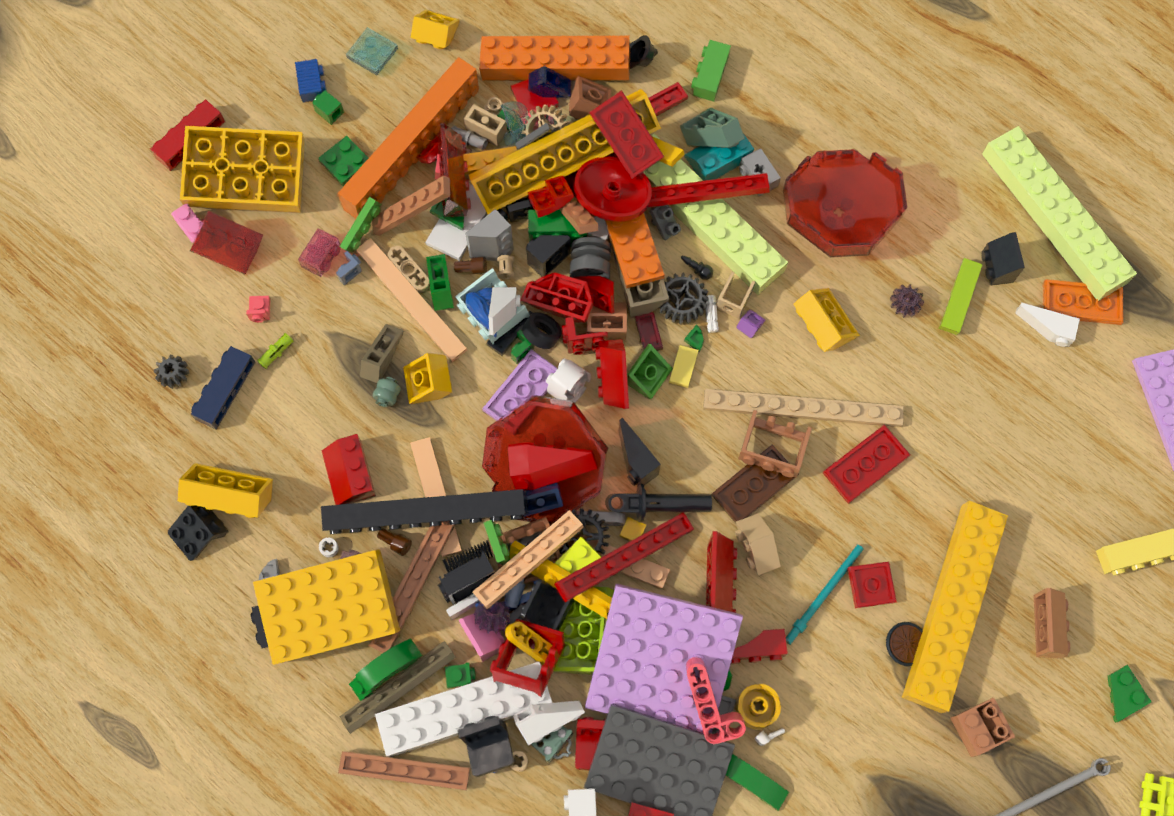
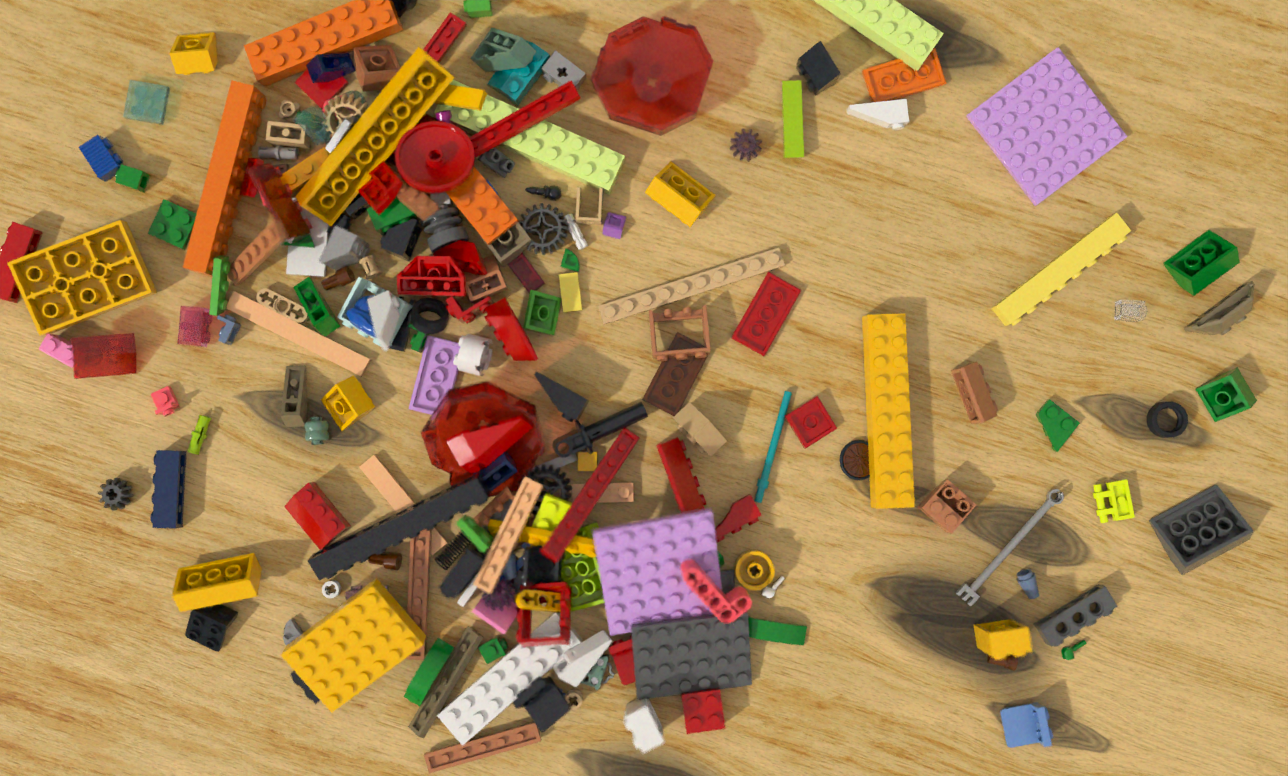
camera: 20 degrees left, 15 degrees up
(626, 134) = (424, 100): red tile -> none

